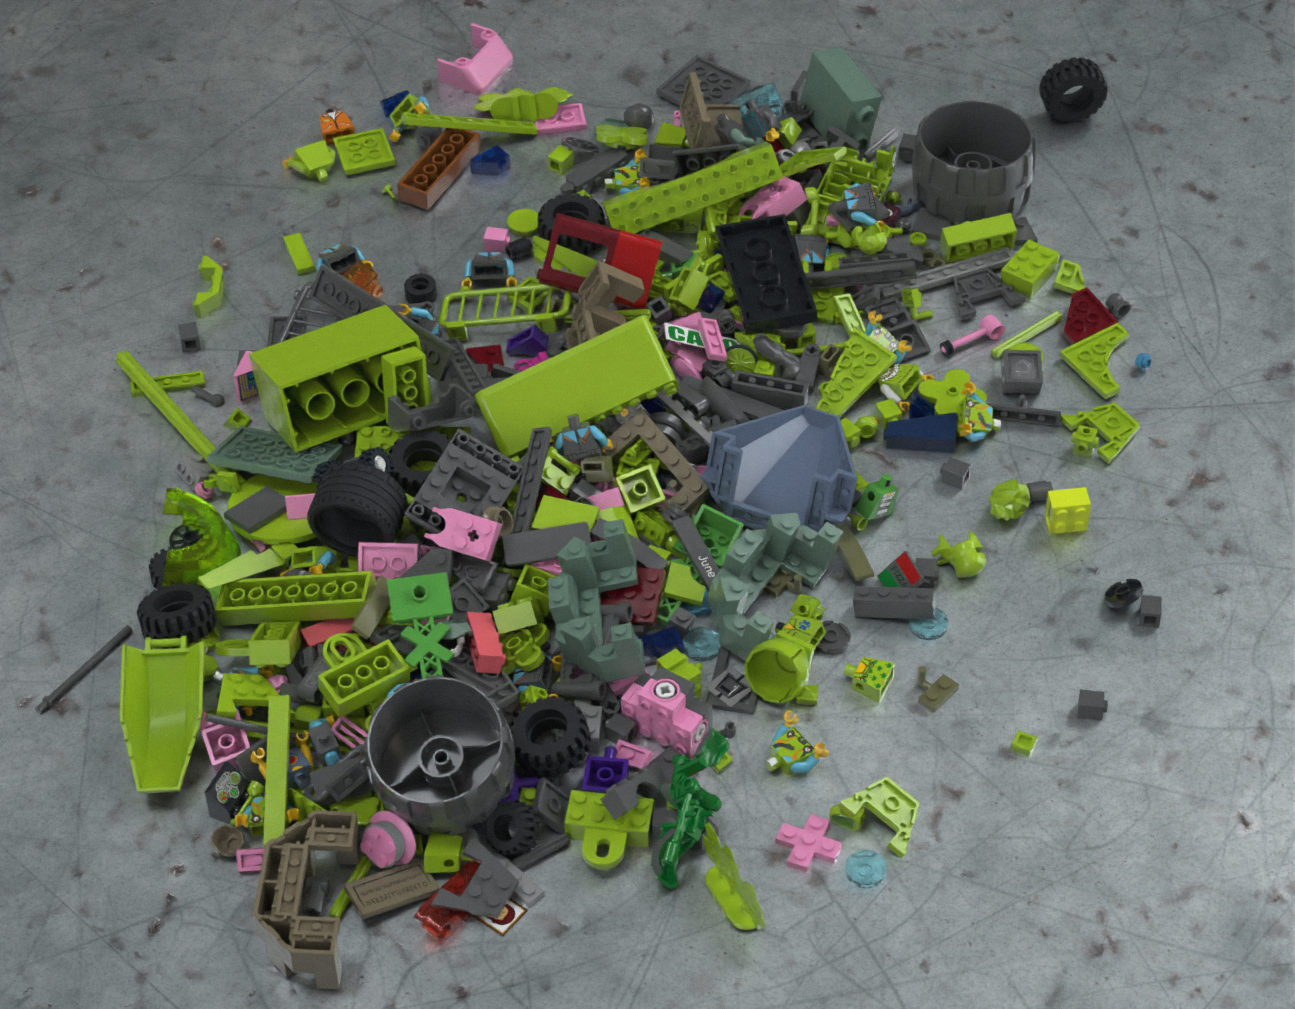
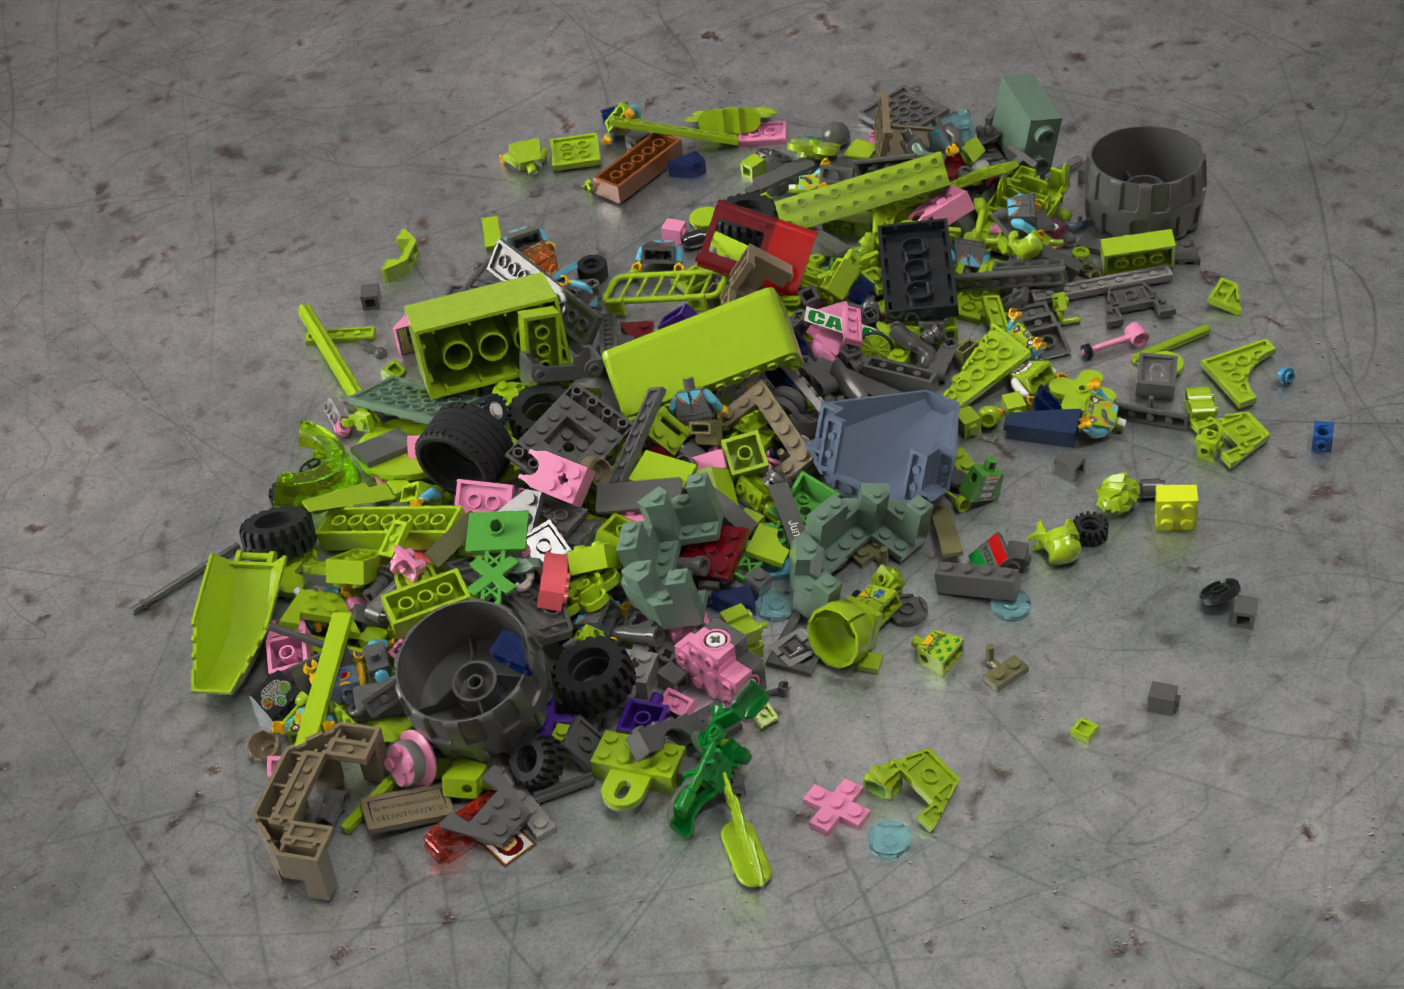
camera: 15 degrees right, 5 degrees down
(306, 651) = (383, 579): none -> dark grey piece
(309, 613) = (395, 536): none -> lime plate
(333, 639) = (405, 563): none -> bright pink hips
(335, 125) = (553, 128): orange torso -> none
(391, 295) = (564, 271): none -> medium azure tile
(485, 66) = (702, 87): bright pink windscreen -> none
(486, 728) = (511, 652): none -> clear blue slope
(792, 751) = (840, 714): torso -> none
(795, 342) = (934, 334): none -> dark grey wheel
(991, 530) = (1093, 521): none -> black tyre
(1030, 268) = (1186, 284): lime brick -> none
(1068, 397) = (1200, 403): none -> lime brick
(1069, 75) = (1258, 109): black tyre -> none
(1086, 316) = (1234, 330): dark red plate -> none
(1116, 303) = (1269, 322): dark grey wheel -> none
(1189, 423) = (1322, 436): none -> blue brick

